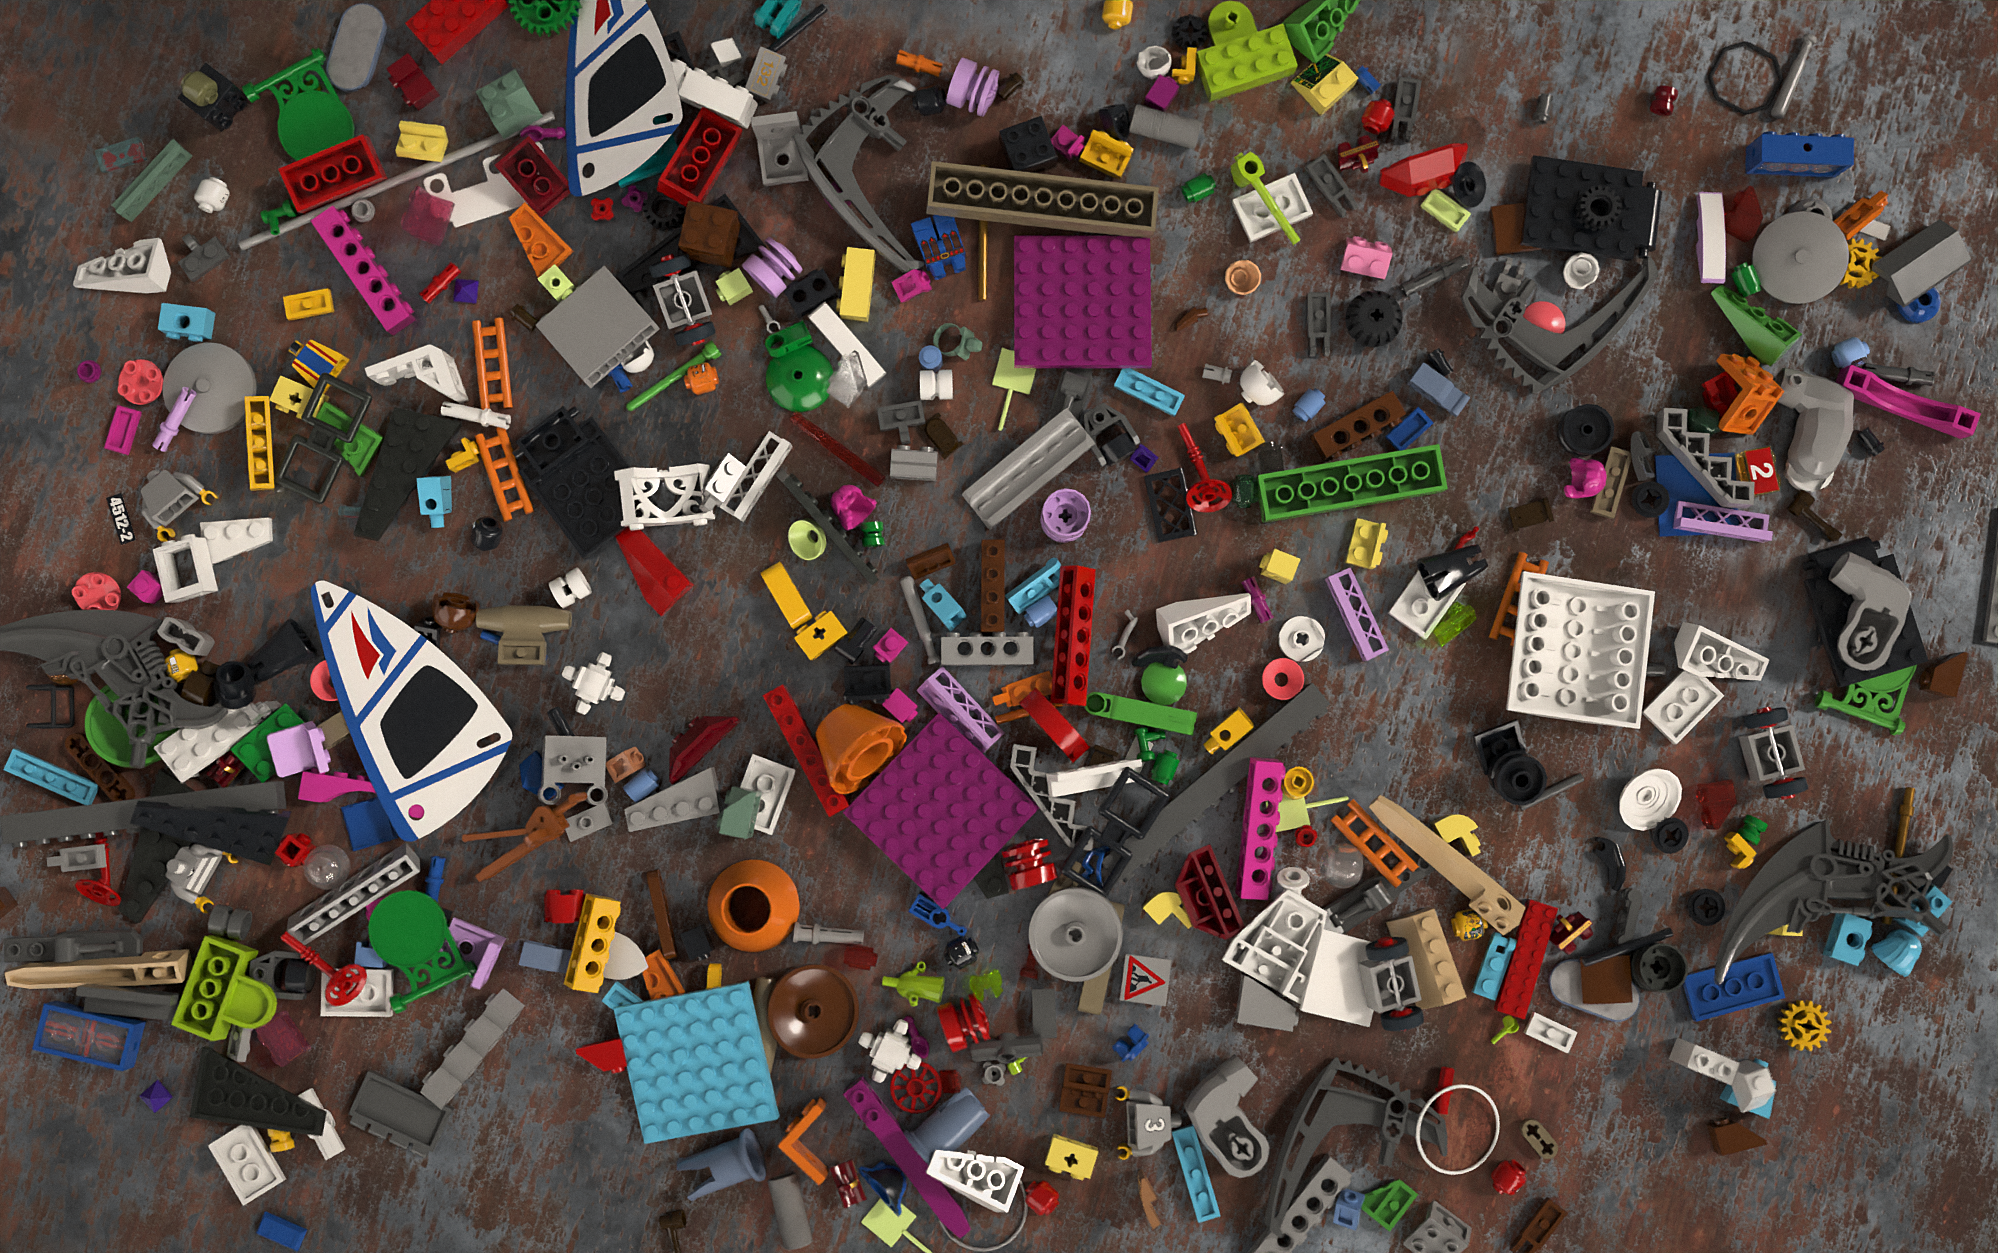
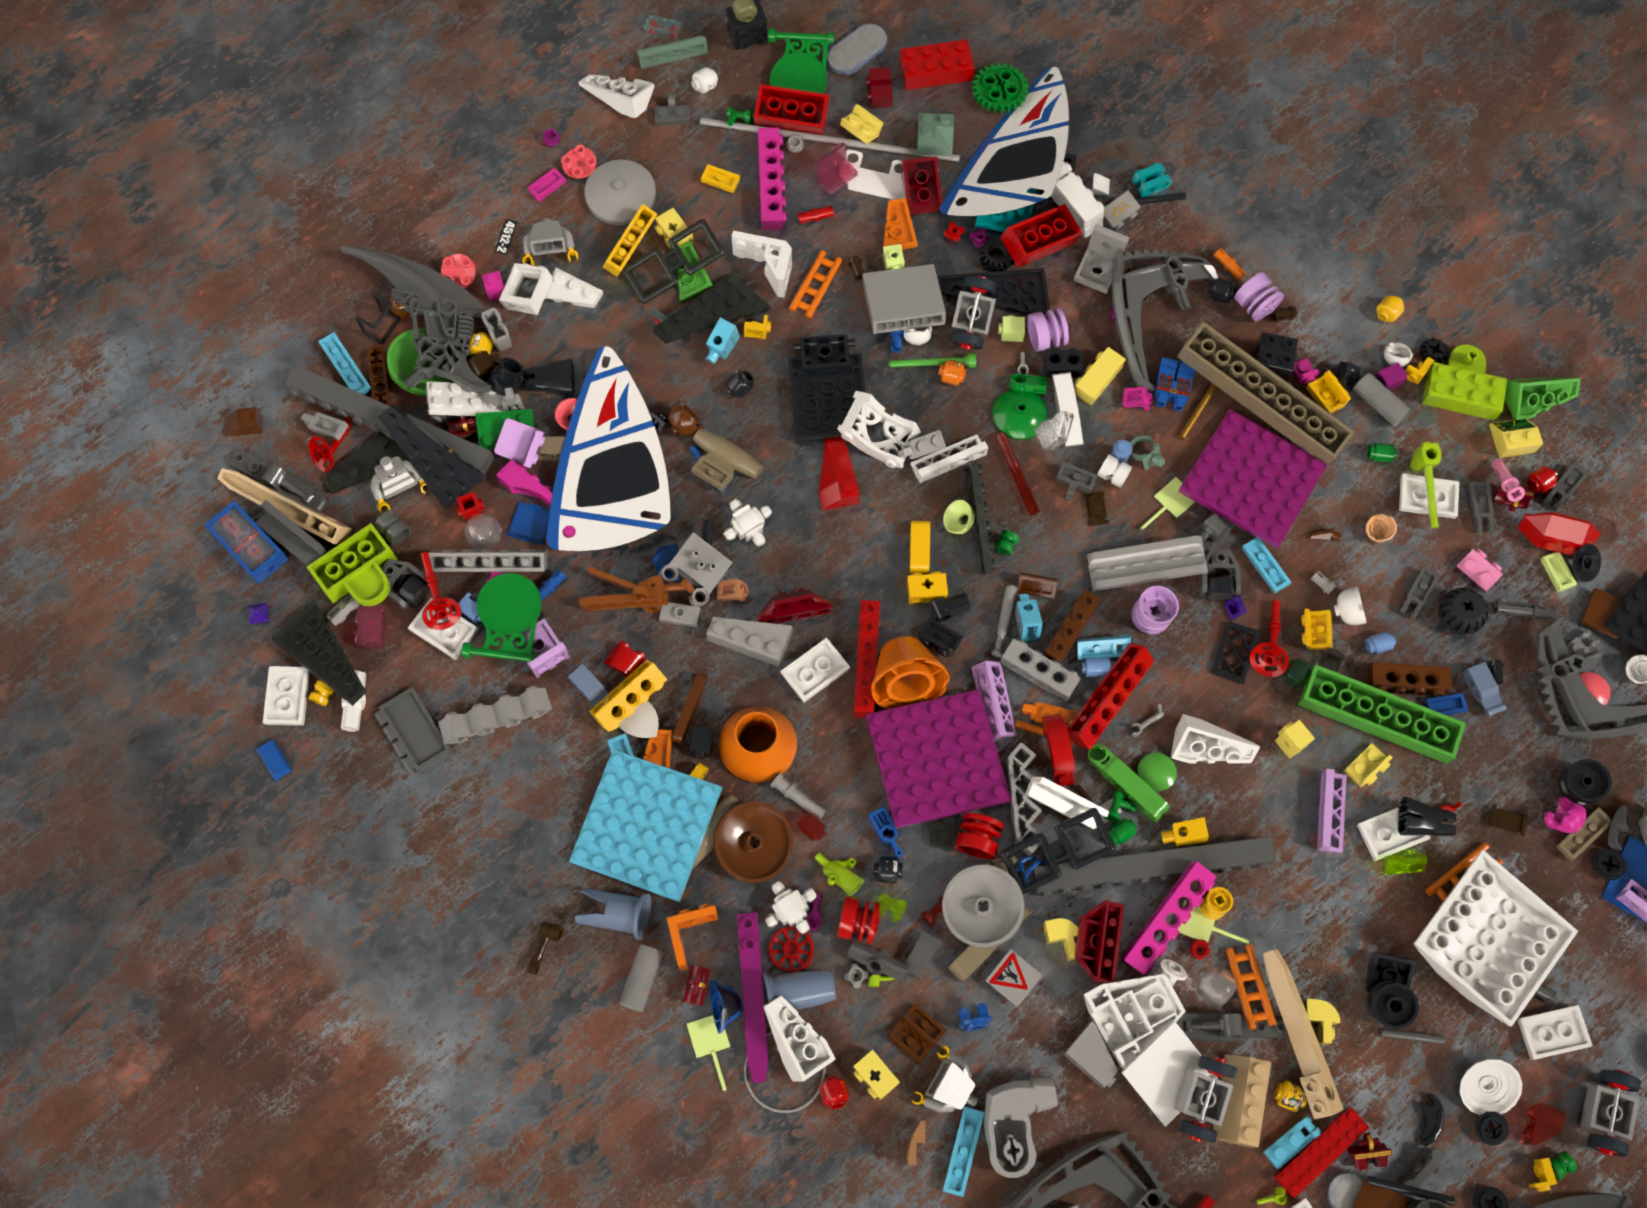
camera: 30 degrees right, 15 degrees down
(170, 426) = (578, 198): lavender pin -> none
(173, 317) = (631, 135): medium azure brick -> none
(316, 359) = (702, 209): torso -> none
(466, 291) = (828, 230): dark purple slope -> none
(485, 417) = (788, 311): white pin -> none
(497, 486) = (782, 365): orange bar -> none
(538, 133) = (942, 163): magenta piece -> none
(577, 584) = (779, 455): white wheel -> none
(605, 1054) = (585, 779): red slope -> none
(641, 785) = (735, 610): medium blue brick -> none
(709, 234) = (1020, 281): reddish brown container -> none
(741, 812) = (793, 668): sand green slope -> none
(851, 506) = (1004, 514): dark pink hair -> none
(889, 646) = (971, 625): dark pink bracket -> none
(901, 706) = (955, 669): dark pink brick -> none
(913, 463) = (1065, 514): light grey brick -> none
(950, 1080) = (820, 960): clear red slope -> none
(1162, 654) = (1165, 747): black piece -> none
(1257, 599) = (1262, 756): magenta pin -> none
(1288, 637) = (1271, 810): white plate -> none
(1291, 670) = (1255, 815): coral piece -> none
(1347, 147) = (1509, 483): none -> bright pink pin
(1367, 80) = (1547, 452): blue pin -> none
(1712, 655) = (1600, 1008): white wedge -> none

